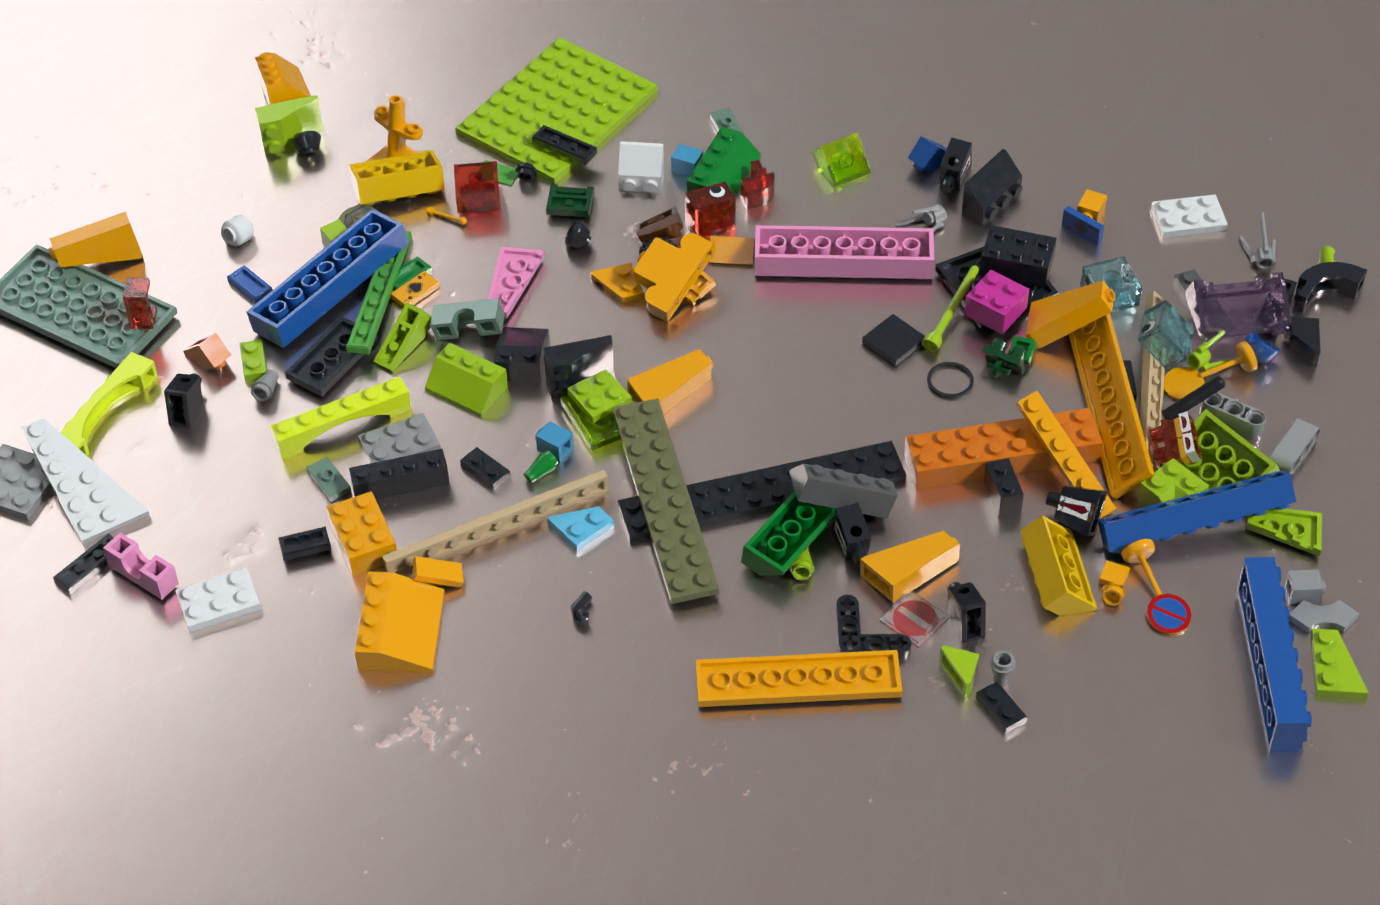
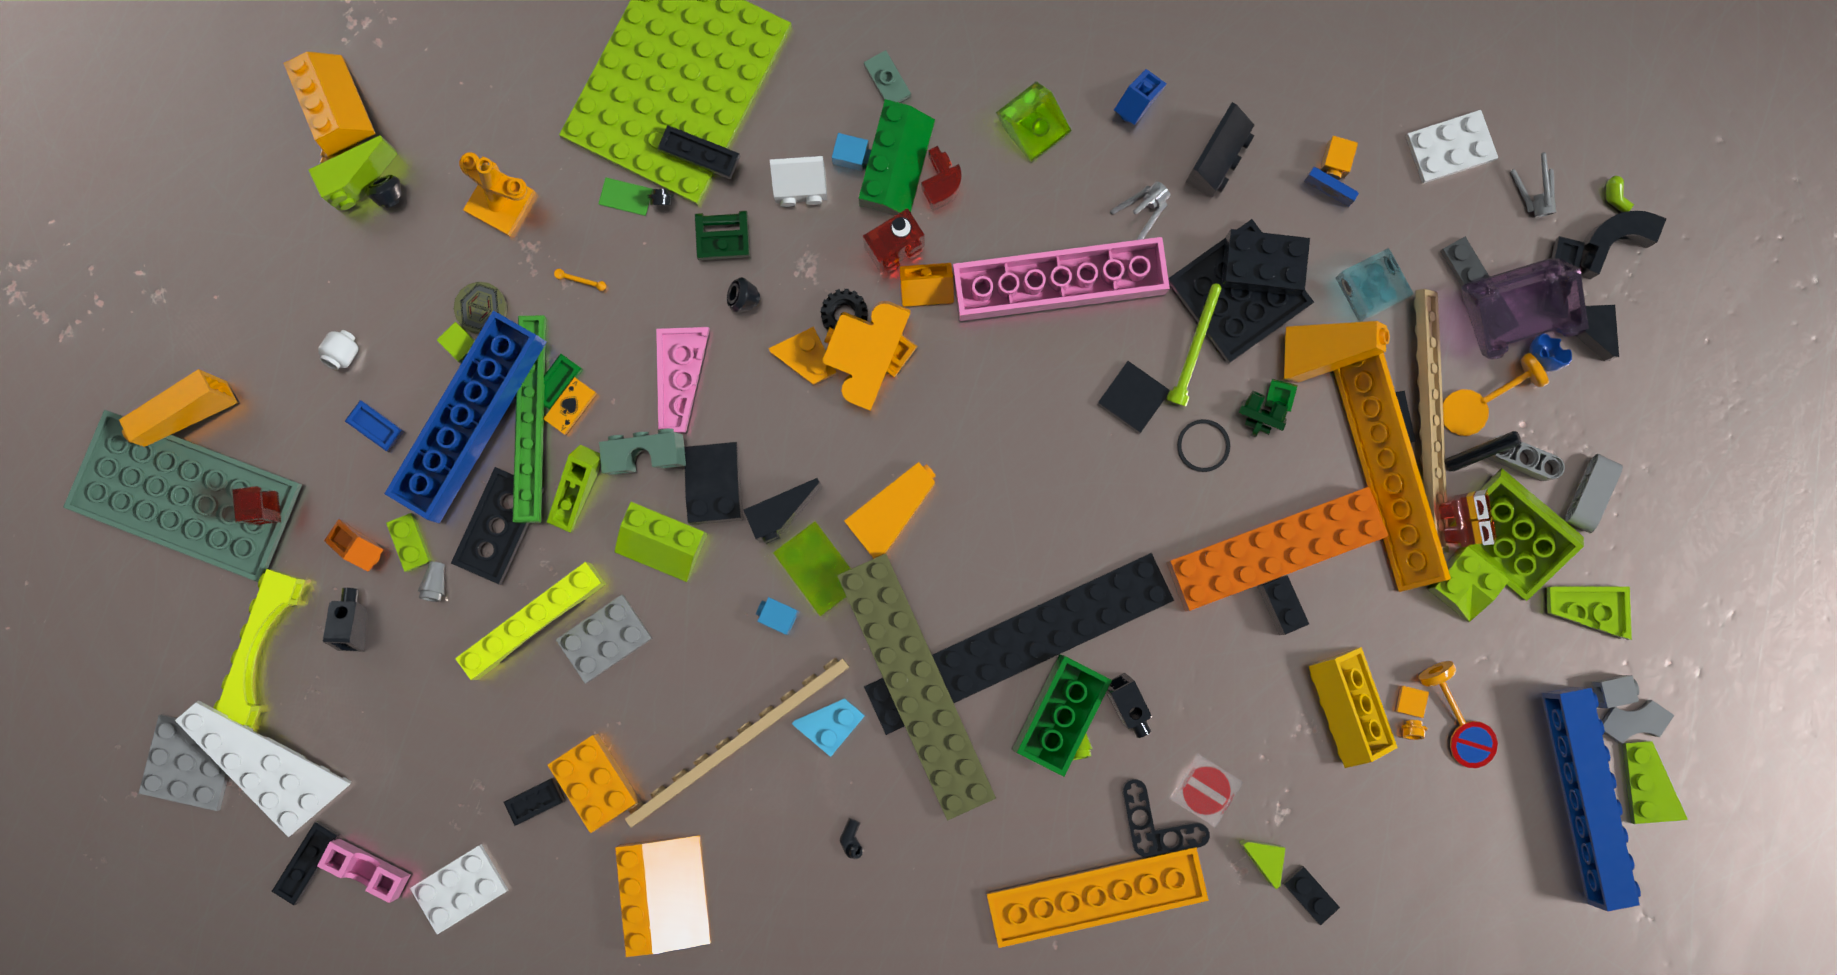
camera: 10 degrees left, 35 degrees up
(328, 479) = (538, 704): sand green plate -> none
(397, 177) = (507, 237): yellow slope -> none
(400, 475) = (615, 695): black brick -> none
(438, 571) = (689, 822): light orange tile -> none
(477, 187) = (608, 239): clear red brick -> none
(485, 468) = (707, 660): black plate -> none
(541, 466) = (770, 652): green cone -> none
(599, 395) = (816, 546): lime plate -> none
(662, 225) = (837, 268): reddish brown slope -> none
(839, 488) = (1111, 652): dark grey slope -> none
(909, 564) = (1193, 732): light orange slope -> none
(955, 173) = (1173, 109): black torso -> none
(964, 601) = (1264, 795): black torso -> none
(996, 301) = (1248, 339): dark pink brick -> none
(1002, 666) = (1316, 861): light grey cone -> none
(1060, 446) = (1350, 564): light orange plate -> none
(1078, 507) = (1369, 627): black torso -> none
(1166, 334) = (1446, 362): clear light blue brick -> none
(1198, 511) = (1500, 617): blue brick -> none
(1200, 356) = (1483, 381): lime plant -> none

